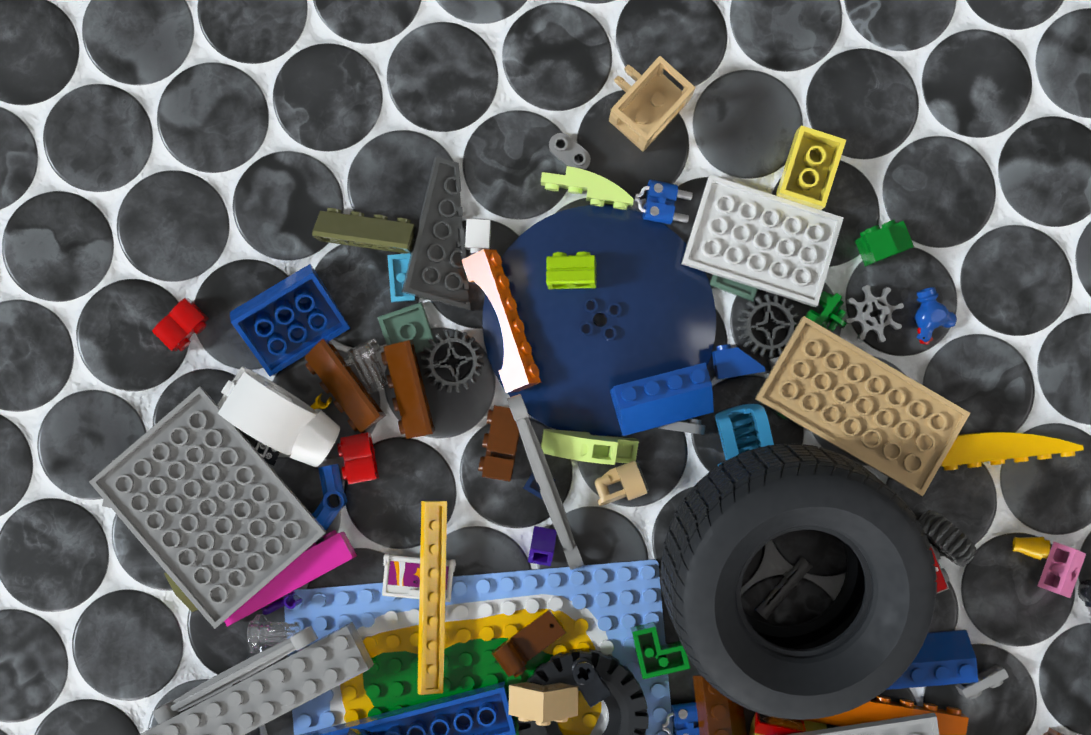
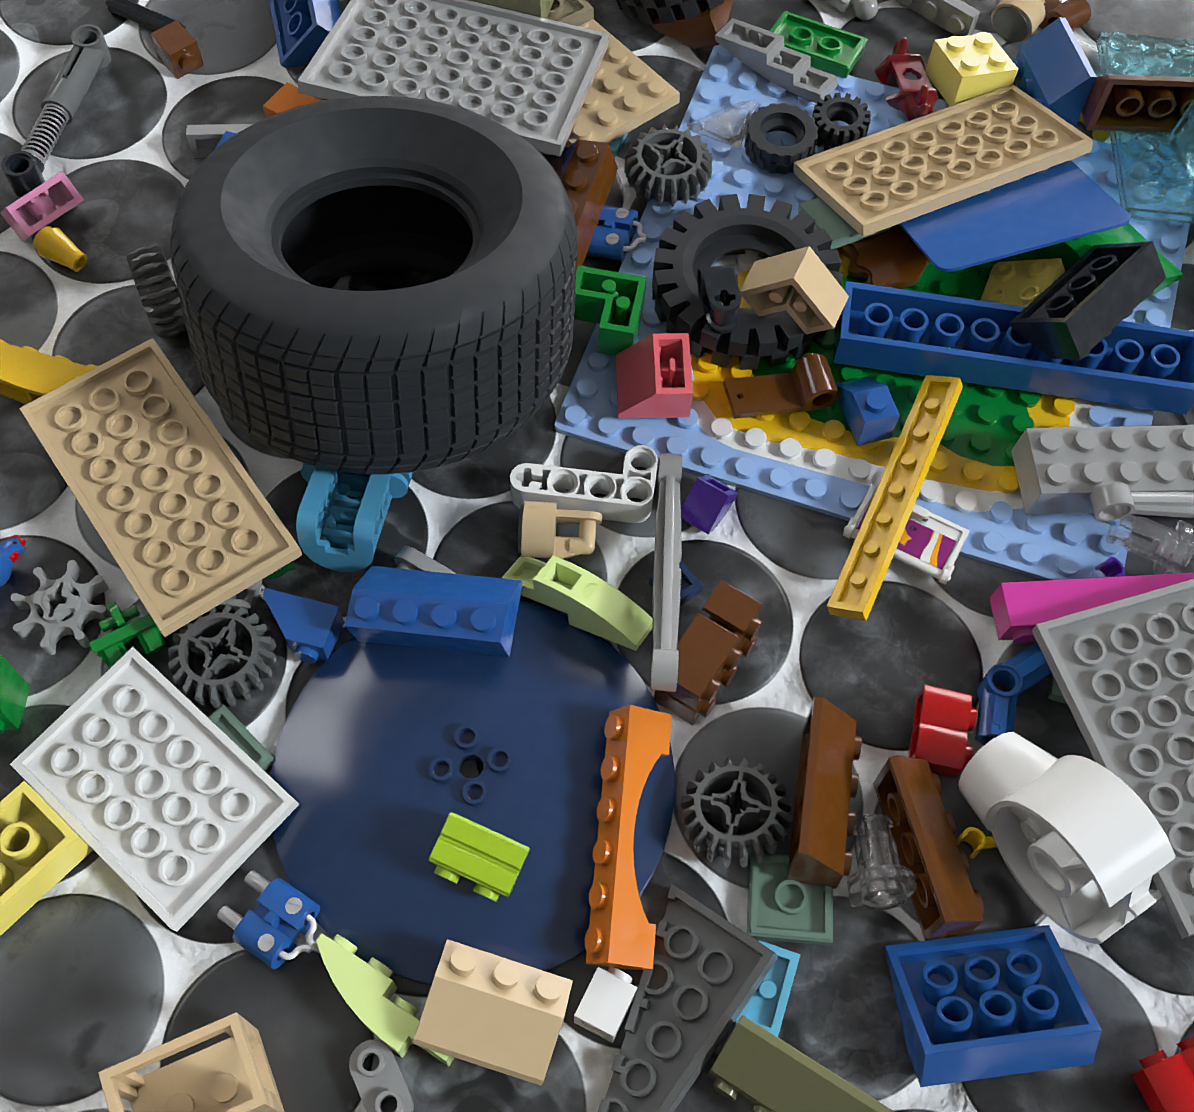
camera: 160 degrees left, 25 degrees down
(473, 654) = (868, 409): none -> blue slope
(529, 203) = (494, 1012): none -> tan slope
(608, 613) = (655, 377): none -> coral slope
(619, 524) = (586, 483): none -> white beam

